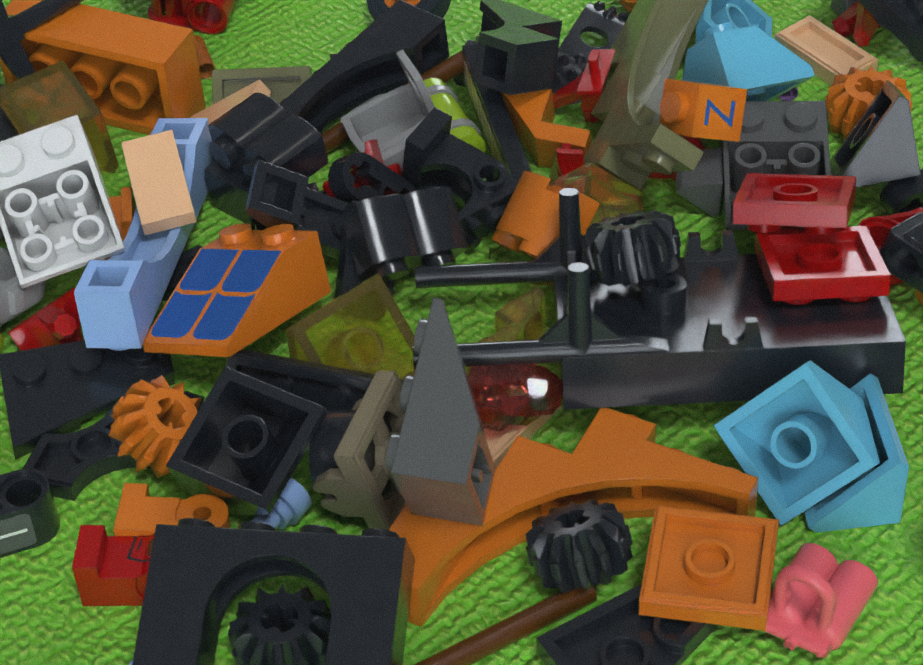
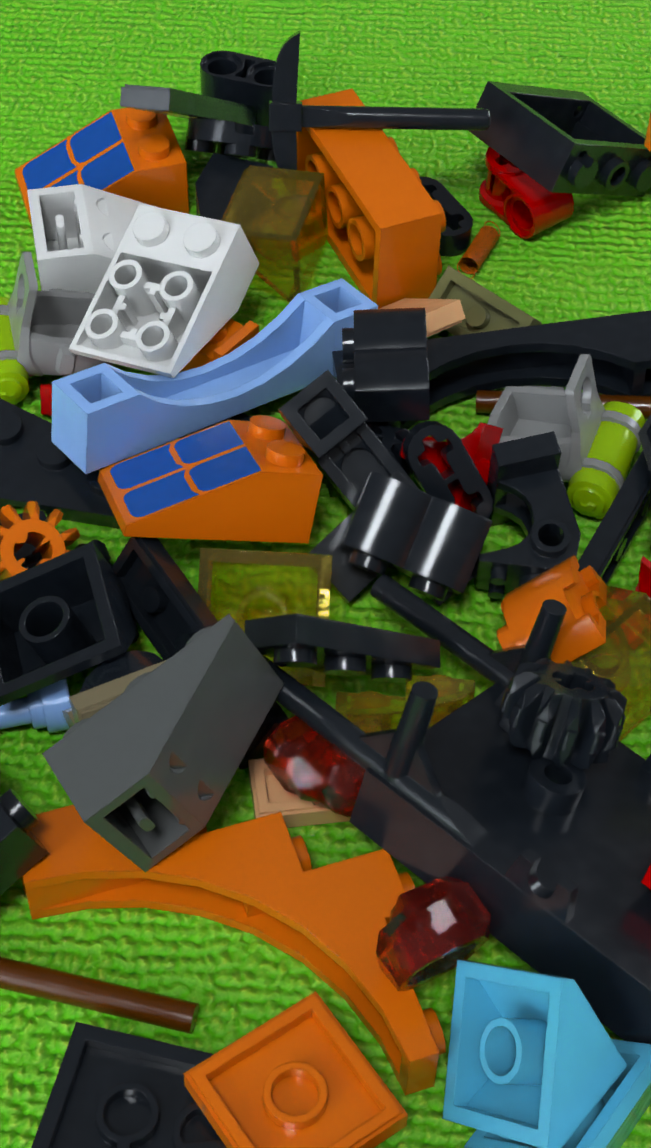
camera: 40 degrees right, 5 degrees up
(158, 182) = (265, 335): light nougat tile -> none
(470, 304) = (342, 647): none -> black wing
(579, 546) = (213, 968): black gear -> none
(687, 418) = (431, 932): none -> clear red rock

